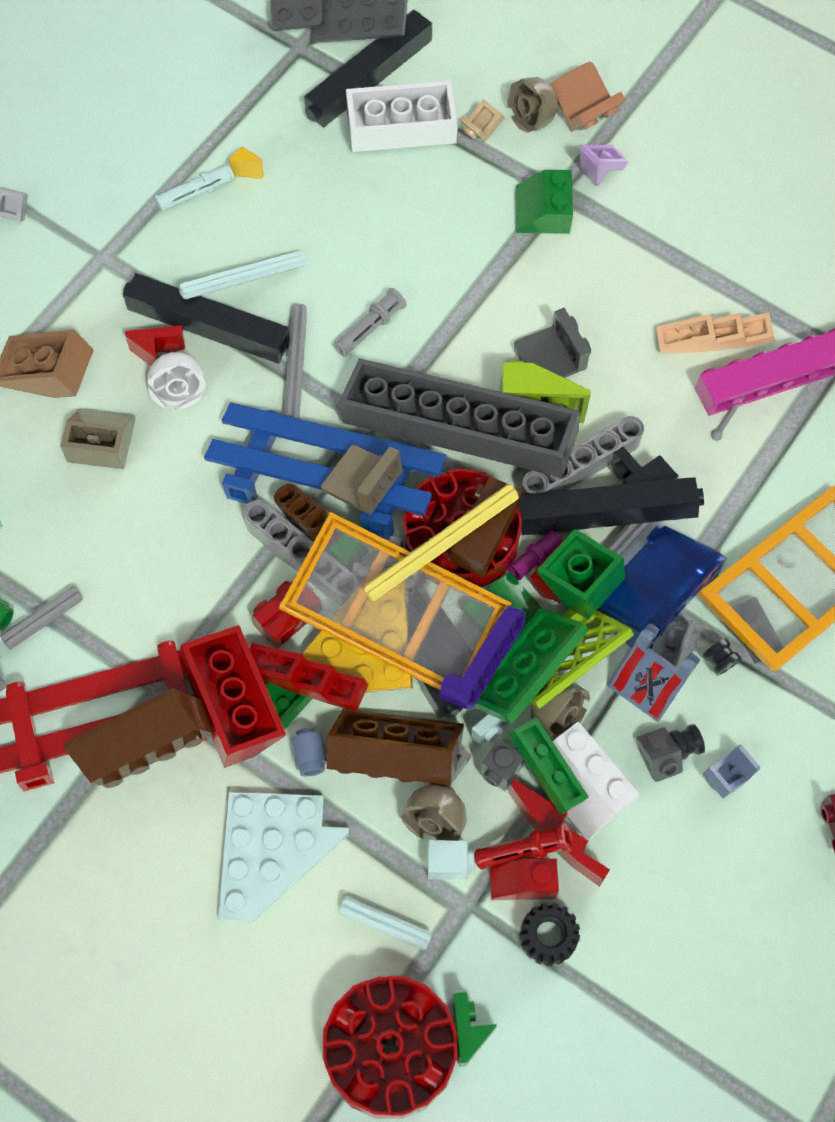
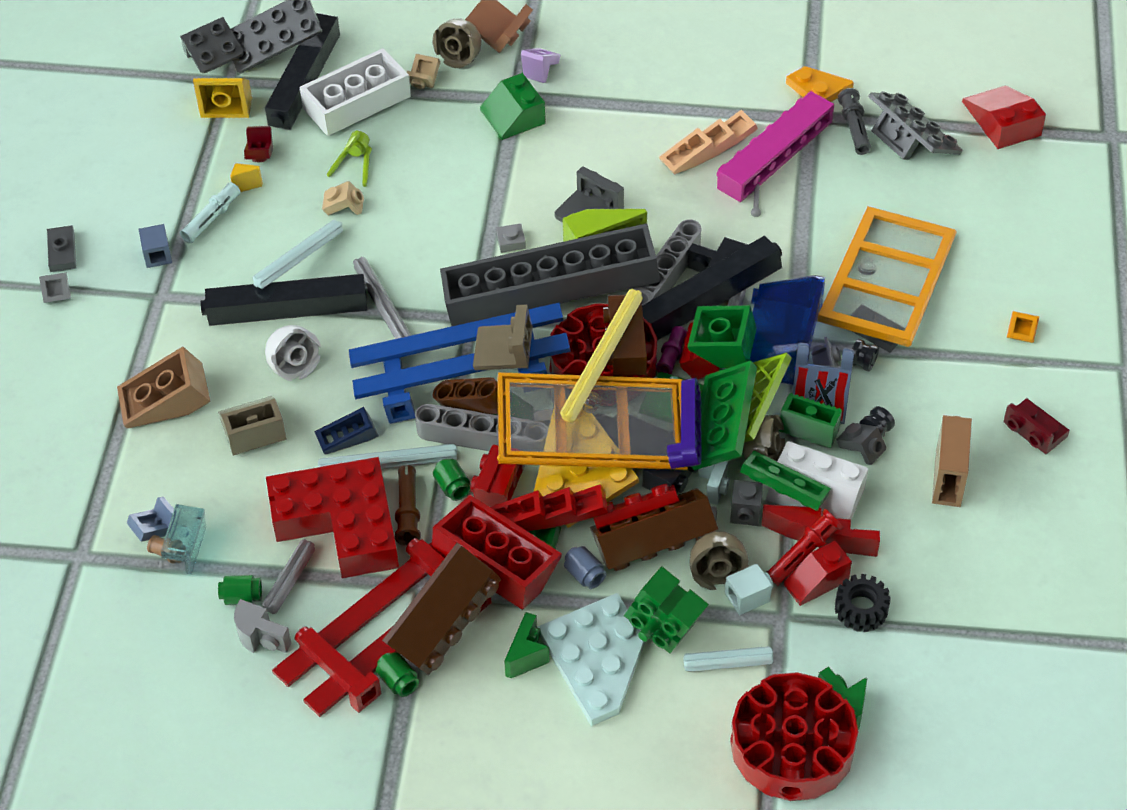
camera: 25 degrees left, 15 degrees down
(43, 163) = (61, 248): none -> dark grey plate
(70, 778) = (397, 674): none -> green brick
(123, 201) = (155, 246): none -> sand blue brick
(134, 571) = (340, 500): none -> red piece
(148, 342) = (250, 337): red slope -> none
(182, 608) = (407, 514): none -> reddish brown pin
(196, 815) = (525, 650): none -> green slope
(199, 491) = (349, 421): none -> dark blue slope
(201, 538) = (400, 457): none -> light aqua axle
(243, 591) = (452, 479): none -> green brick
(276, 64) = (223, 97): none -> yellow slope
(280, 134) = (259, 143): none -> dark red bracket
(324, 229) = (341, 197): none -> tan bracket
(345, 850) = (665, 610): none -> green brick
(369, 177) = (356, 146): none -> lime plant
(378, 314) = (429, 239): light grey pin -> none
(395, 715) = (637, 504): none -> red plate
(457, 349) = (510, 238): none -> light grey plate
(618, 707) = (810, 420): none -> green brick
(732, 771) = (925, 426): sand blue bracket -> none
(732, 828) = (952, 461): none -> medium nougat brick

